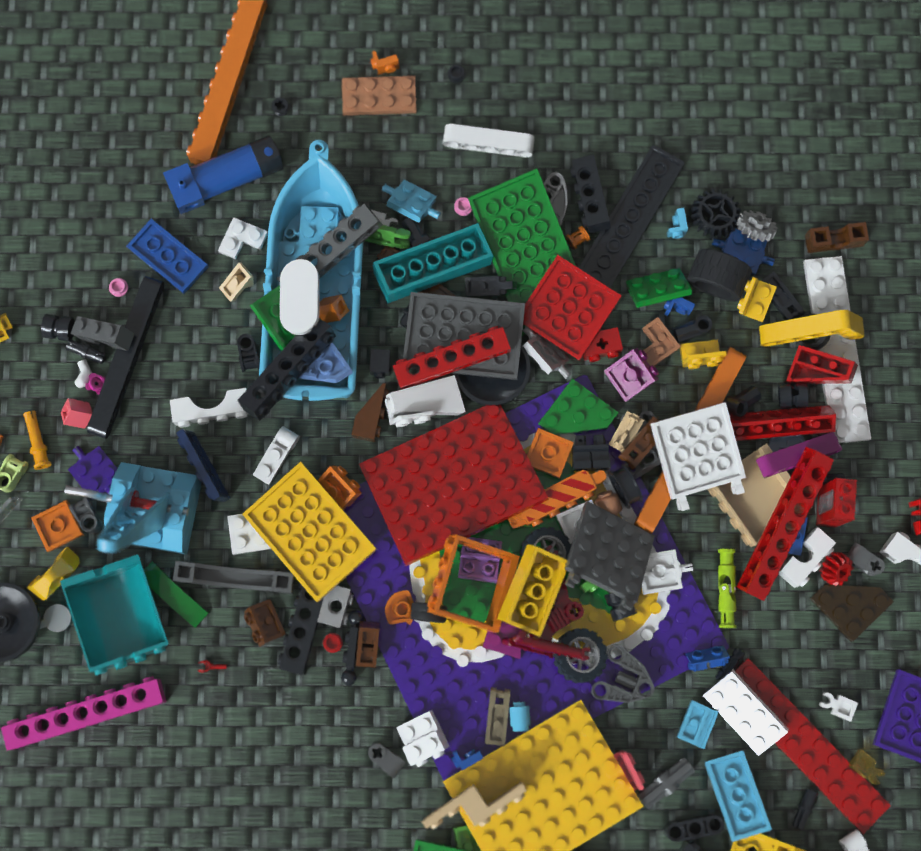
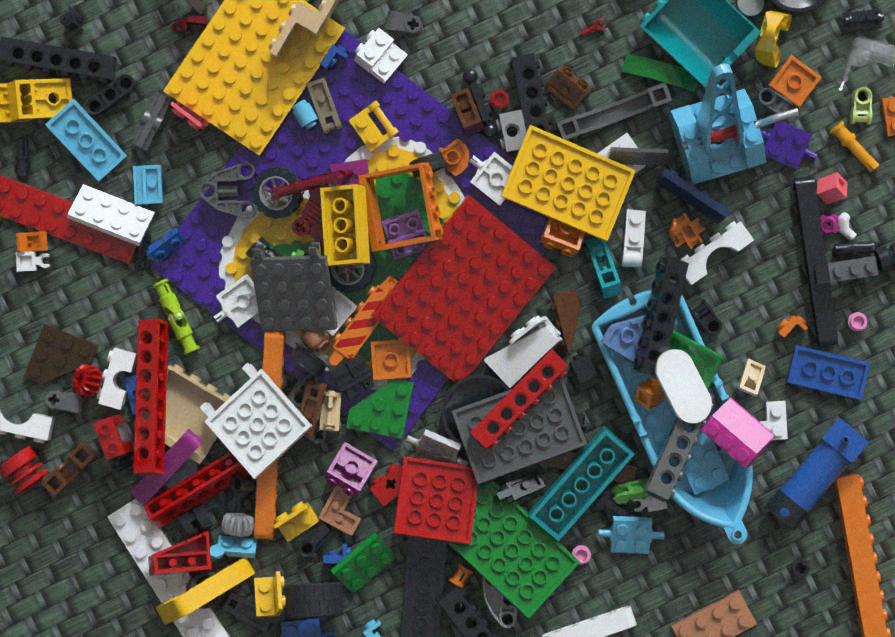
camera: 155 degrees right, 10 degrees up
(179, 313) = (786, 326): none -> orange bracket
(231, 439) = (680, 229): none -> orange piece
(232, 525) = (639, 156): none -> dark grey slope
(272, 233) = (738, 433): none -> slope
(316, 442) = (604, 268): none -> teal slope
(375, 573) = (491, 176): none -> white plate
(467, 671) = (367, 129): none -> yellow plate
(756, 374) = (238, 524): none -> light grey gear
(768, 357) = (234, 547): none -> medium azure hinge
(831, 724) = (31, 241): none -> orange bracket
(887, 496) = (70, 468): none -> reddish brown arch

